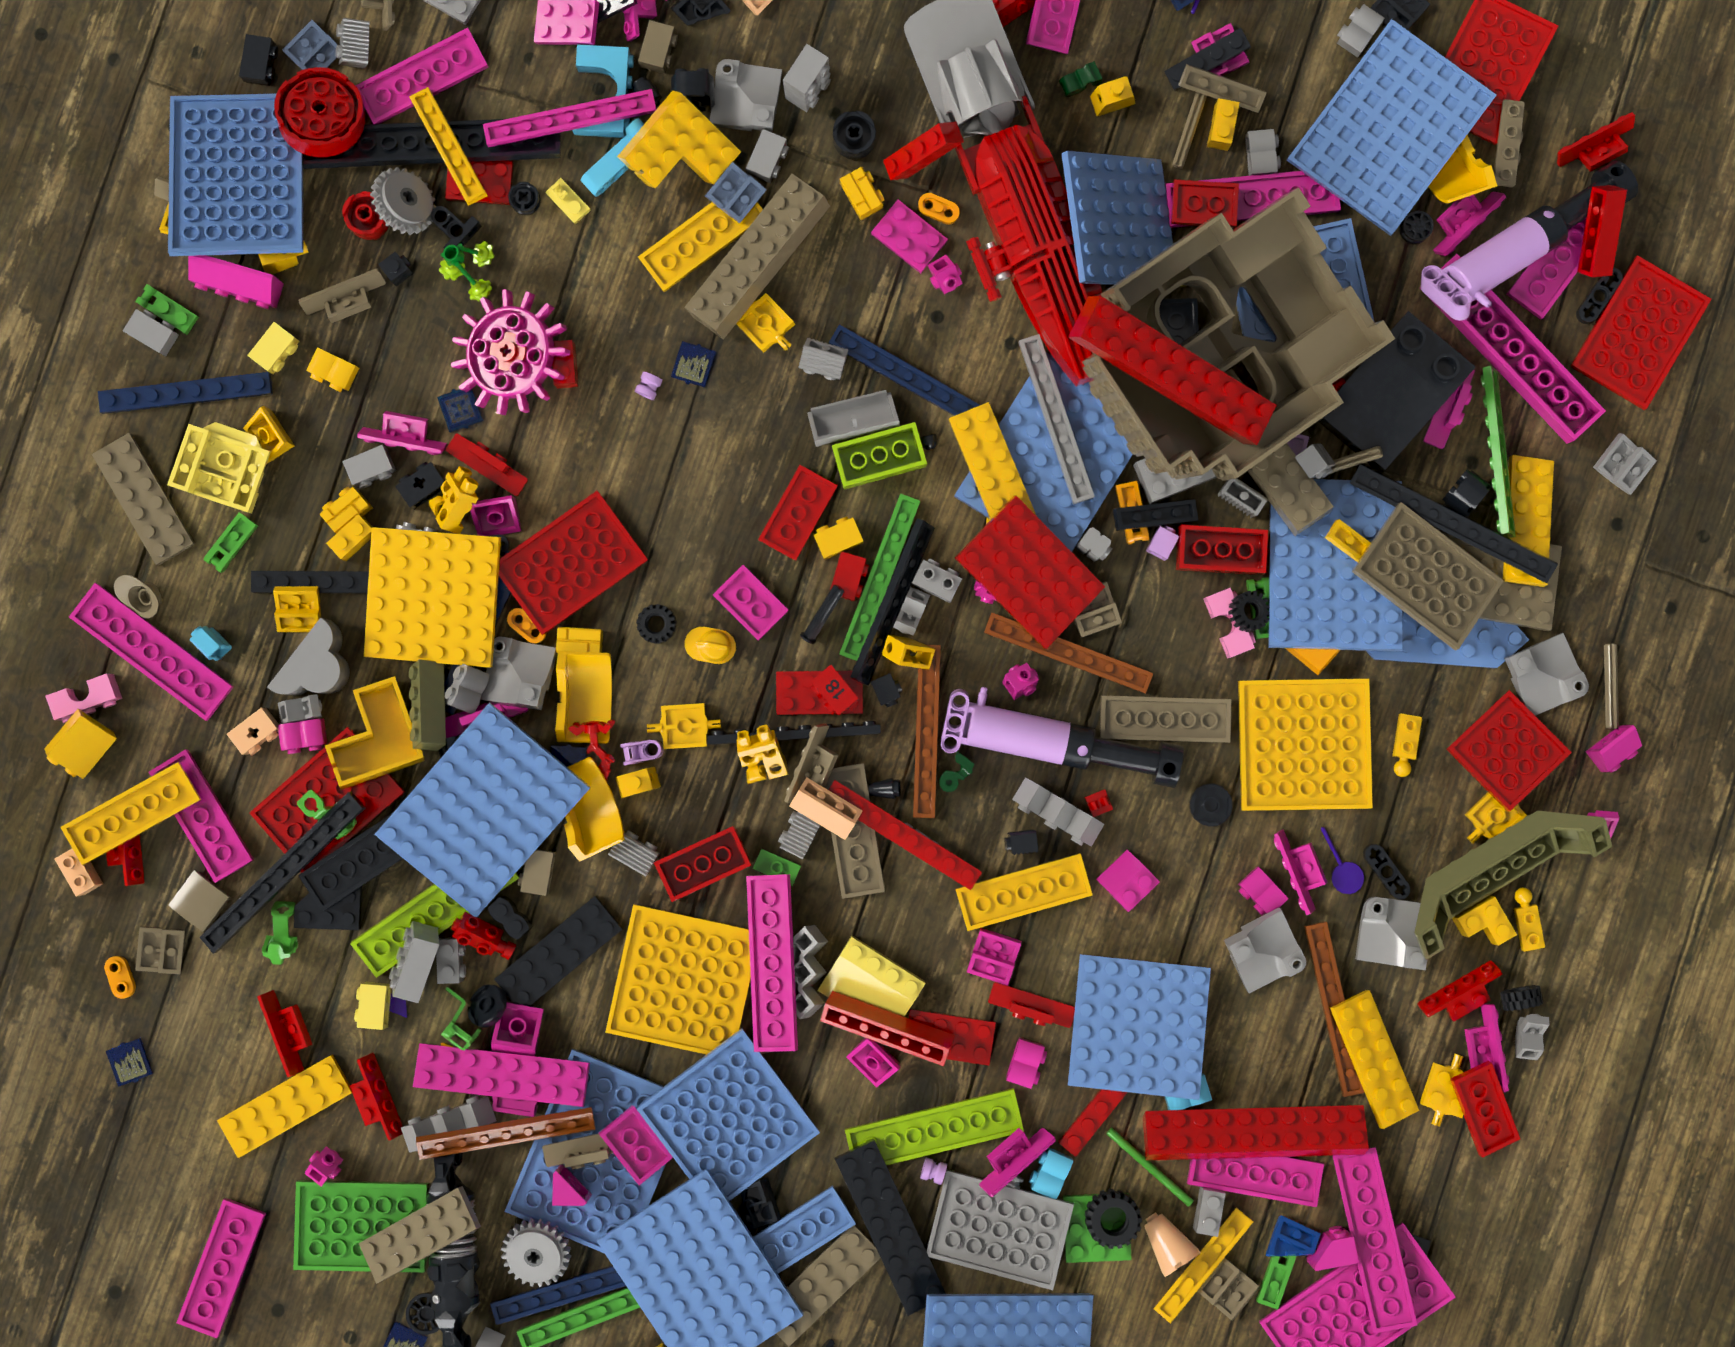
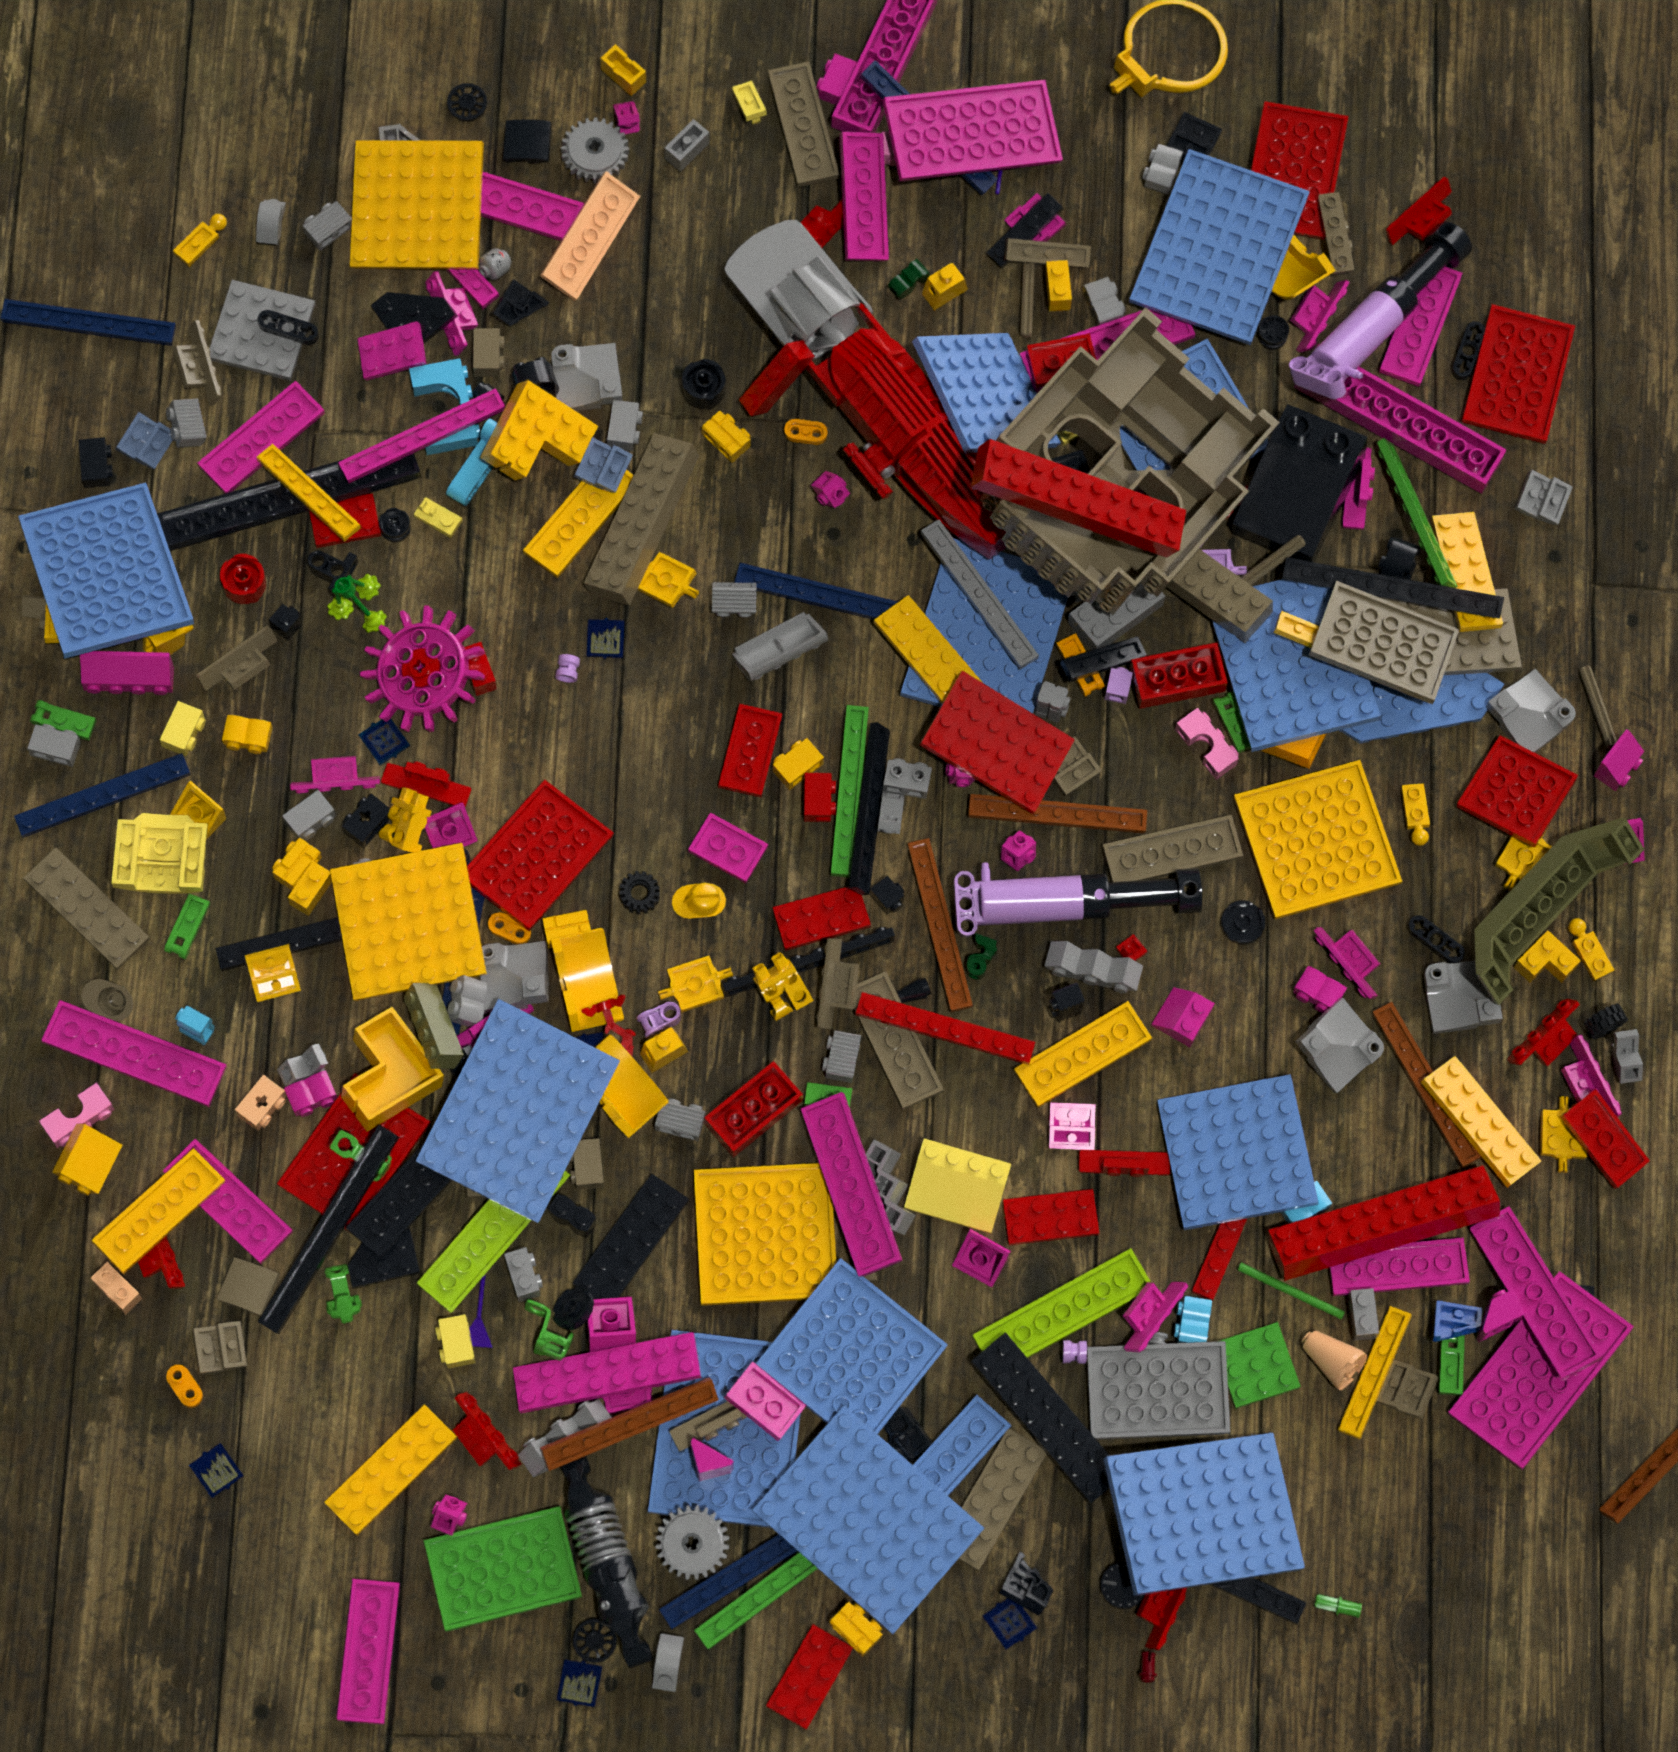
camera: 20 degrees left, 15 degrees down
(286, 1030) = (374, 1389): red bracket -> none
(314, 664) = (306, 1019): light grey brick -> none
(324, 132) = (169, 511): red brick -> none
(403, 200) = (277, 554): light grey gear -> none
(414, 961) = (488, 1279): light grey brick -> none
(419, 1234) = (569, 1546): dark tan plate -> none
(481, 935) = (547, 1238): red brick -> none
(807, 78) = (644, 341): light grey brick -> none
(822, 614) = (804, 837): black axle -> none
(826, 808) = (861, 1019): light nougat brick -> none
(834, 690) = (837, 903): red brick -> none
(879, 455) = (815, 674): lime brick -> none
(887, 1028) = (986, 1216): red brick -> none
(898, 650) = (888, 849): yellow torso -> none
(909, 236) = (784, 465): dark pink plate -> none
(929, 441) = (860, 650): black hinge -> none
(1026, 1062) = (1135, 1219): dark pink brick -> none
(1118, 1236) = (1255, 1356): black tyre -> none
(1239, 615) = (1215, 730): black tyre -> none
(1242, 497) = (1183, 621): light grey brick -> none
(1316, 461) = (1242, 565): light grey brick -> none
(1346, 876) = (1398, 956): dark purple piece -> none
(1602, 230) = (1449, 288): red brick -> none

